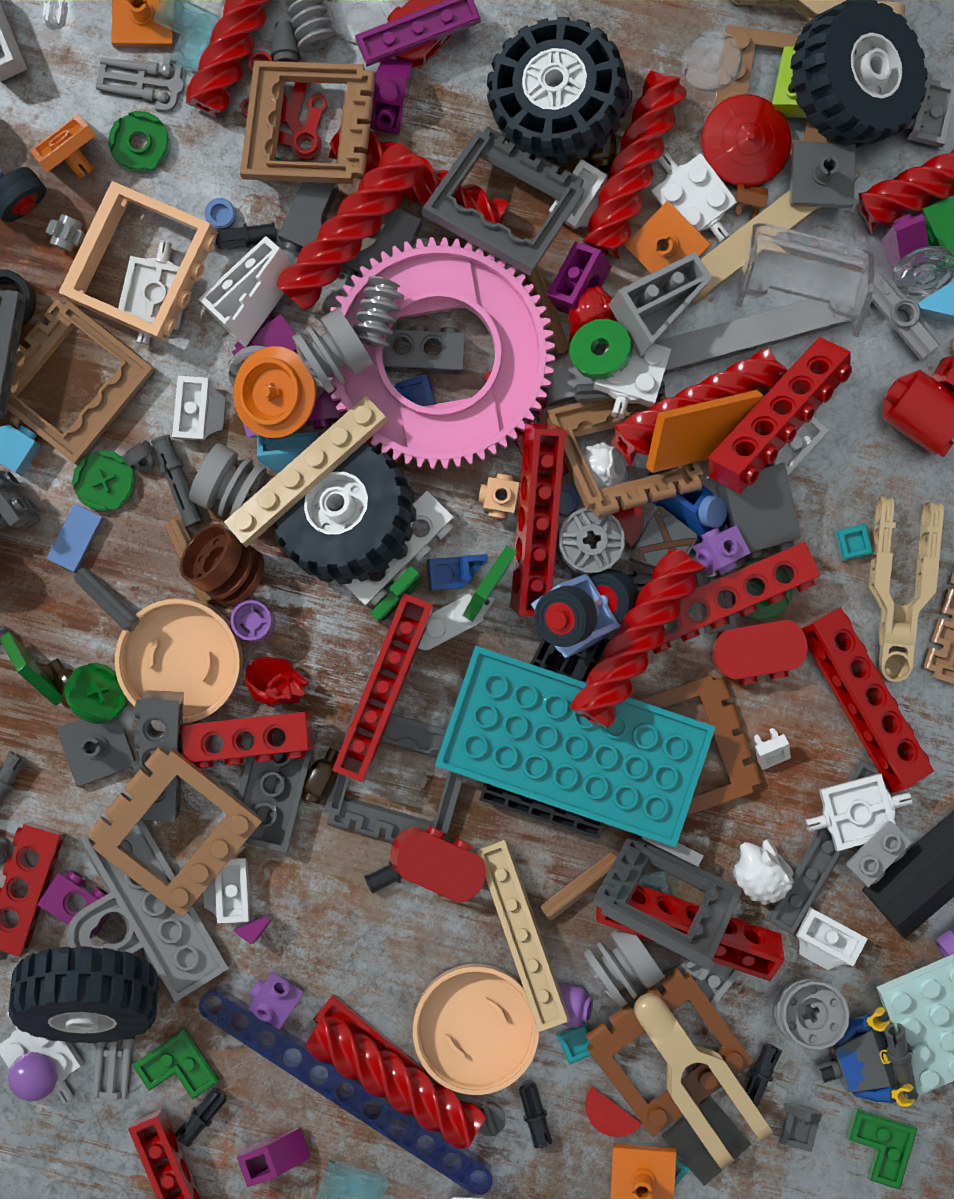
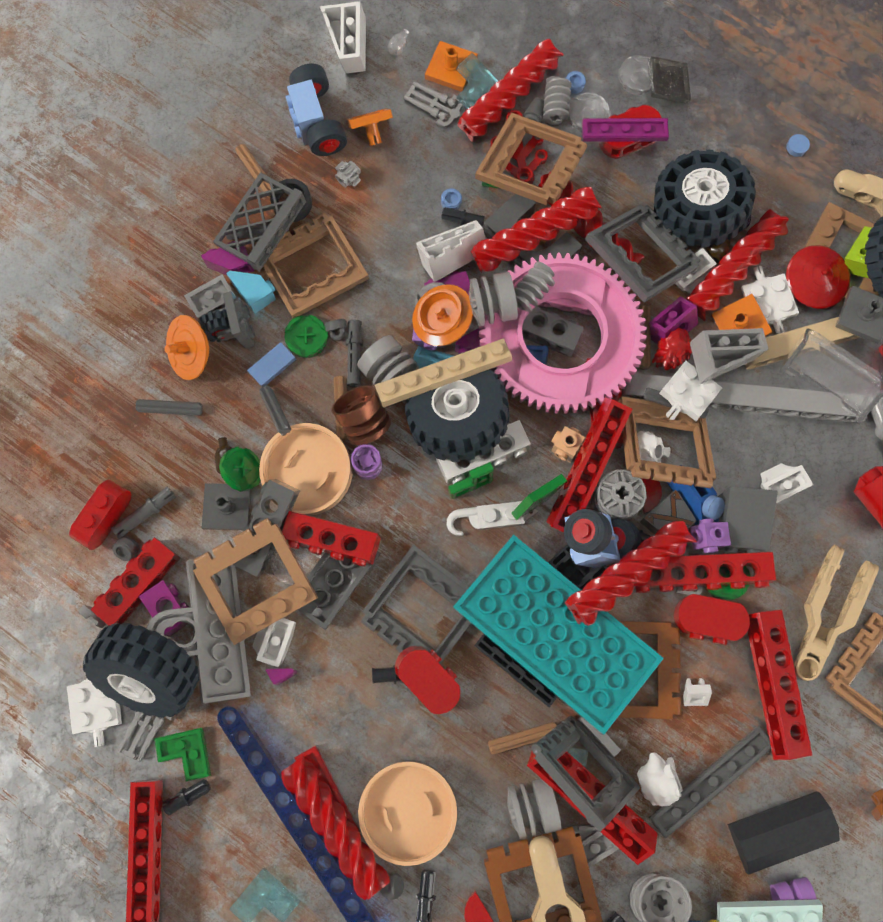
camera: 25 degrees right, 10 degrees down
(28, 668) = (202, 431): green tile -> none
(32, 1076) = (81, 717): medium lavender hair -> none
(95, 245) = (366, 184): light nougat window -> none
(142, 159) = (420, 149): green tile -> none
(147, 286) = (389, 231): white plate -> none
(197, 409) = (386, 312): white slope -> none
(272, 1156) = (224, 847): magenta slope -> none
(274, 681) = (364, 508): red hair -> none
(274, 999) = (273, 731): medium lavender brick -> none
(321, 778) = (370, 587): dark brown plant -> none
(383, 688) = (437, 540): red brick -> none
(390, 95) = (591, 165): magenta slope -> none
(453, 571) = (515, 483): blue slope -> none
(523, 936) = (468, 759): tan plate -> none
(568, 500) = (613, 463): medium blue tile -> none
(574, 1043) = (475, 853): teal tile -> none
(577, 1003) = (482, 823): medium lavender head -> none
(594, 334) = (679, 358): green tile -> none
(696, 430) = (727, 447): orange tile -> none
(712, 61) = (811, 219): clear tile -> none
(747, 375) = (728, 431): red piece -> none
(753, 196) = (809, 313): dark orange tile -> none
(779, 415) = (783, 459): red brick -> none
(828, 941) = (690, 853): white slope -> none
(853, 542) = (804, 569): teal tile -> none
(856, 810) = (746, 763): white plate -> none
(878, 854) = (750, 800): light grey bracket -> none

